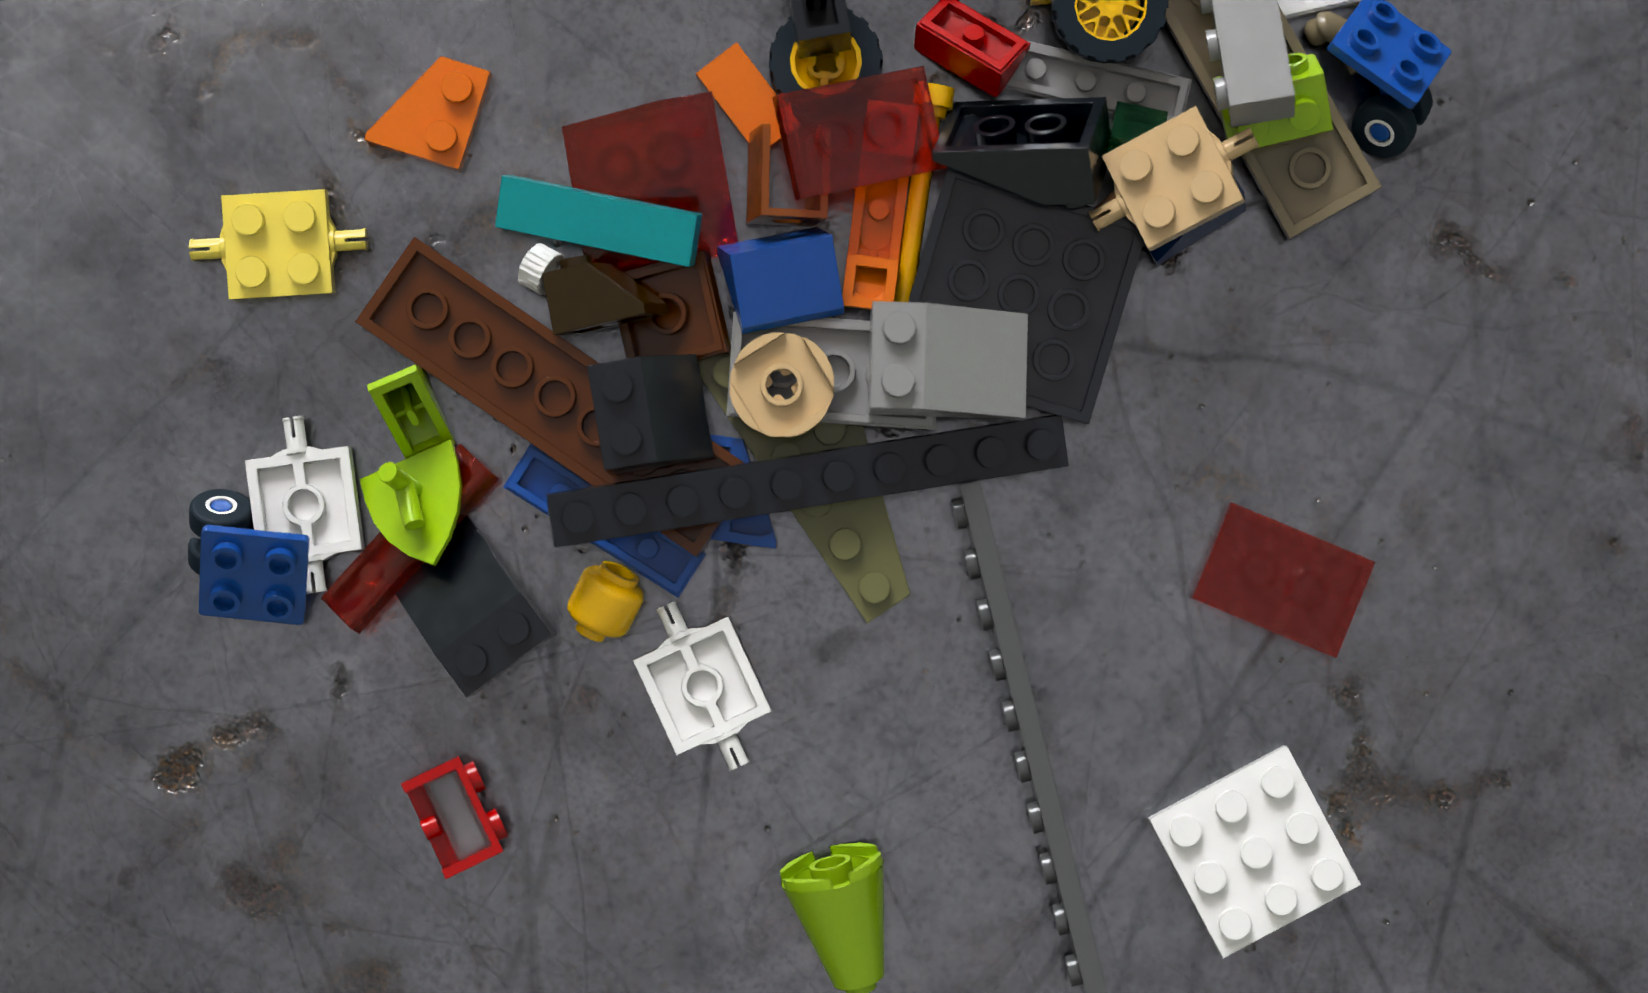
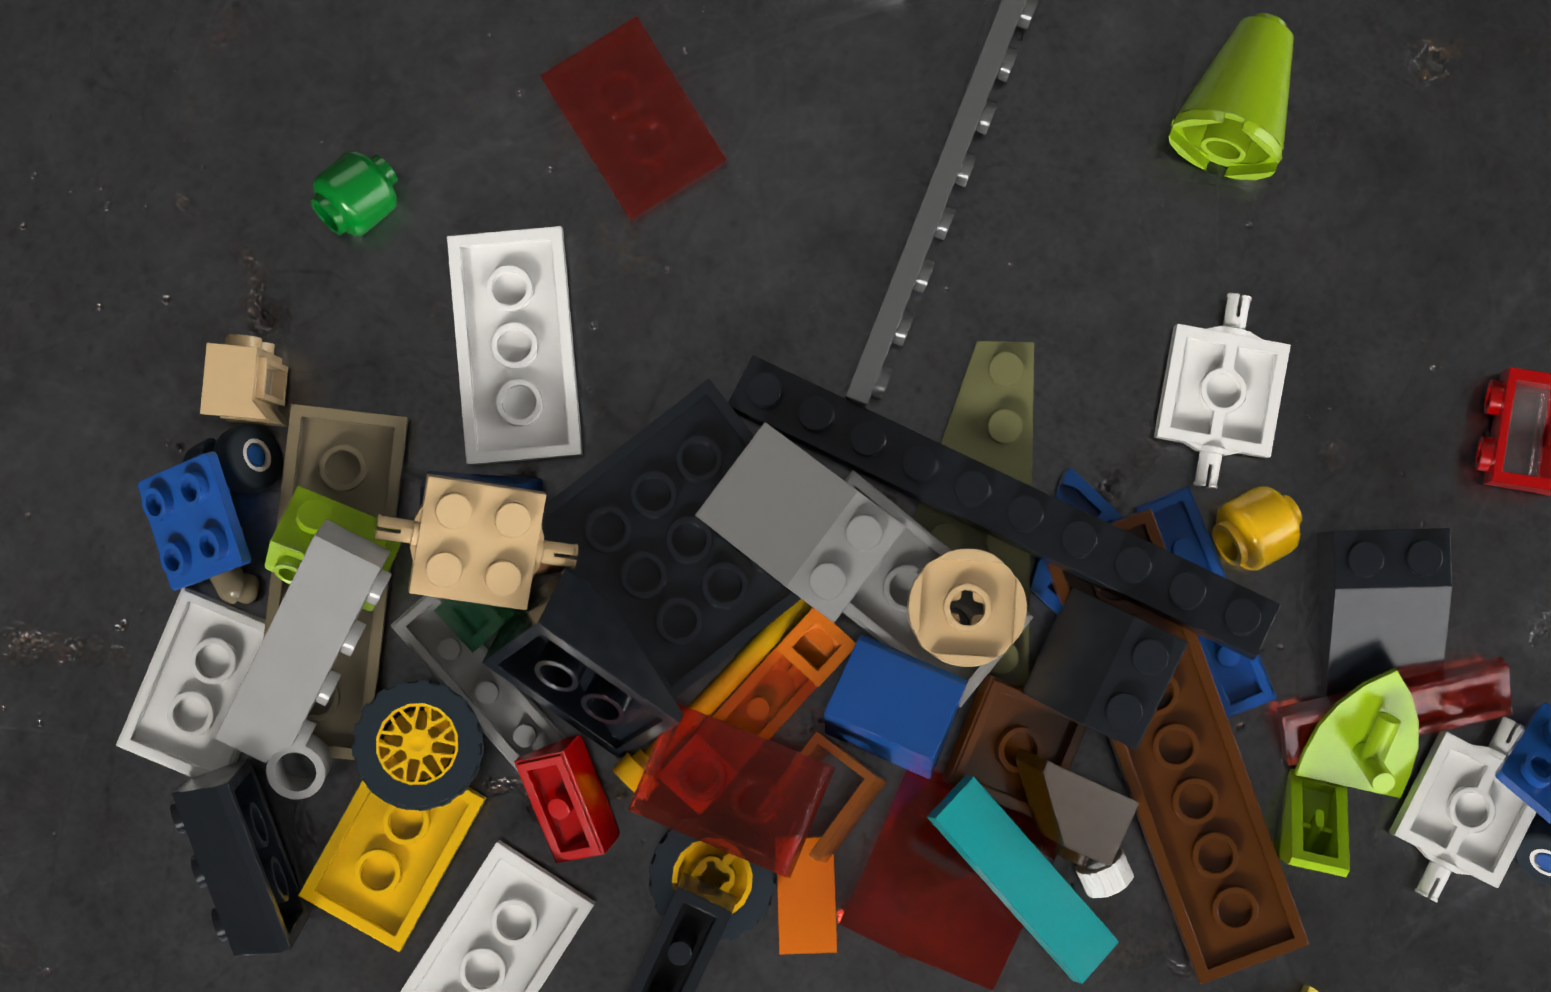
camera: 140 degrees left, 0 degrees up
(1248, 348) = (514, 345): none -> white plate
(1426, 177) = (244, 381): none -> tan window
(1448, 375) = (354, 193): none -> green head

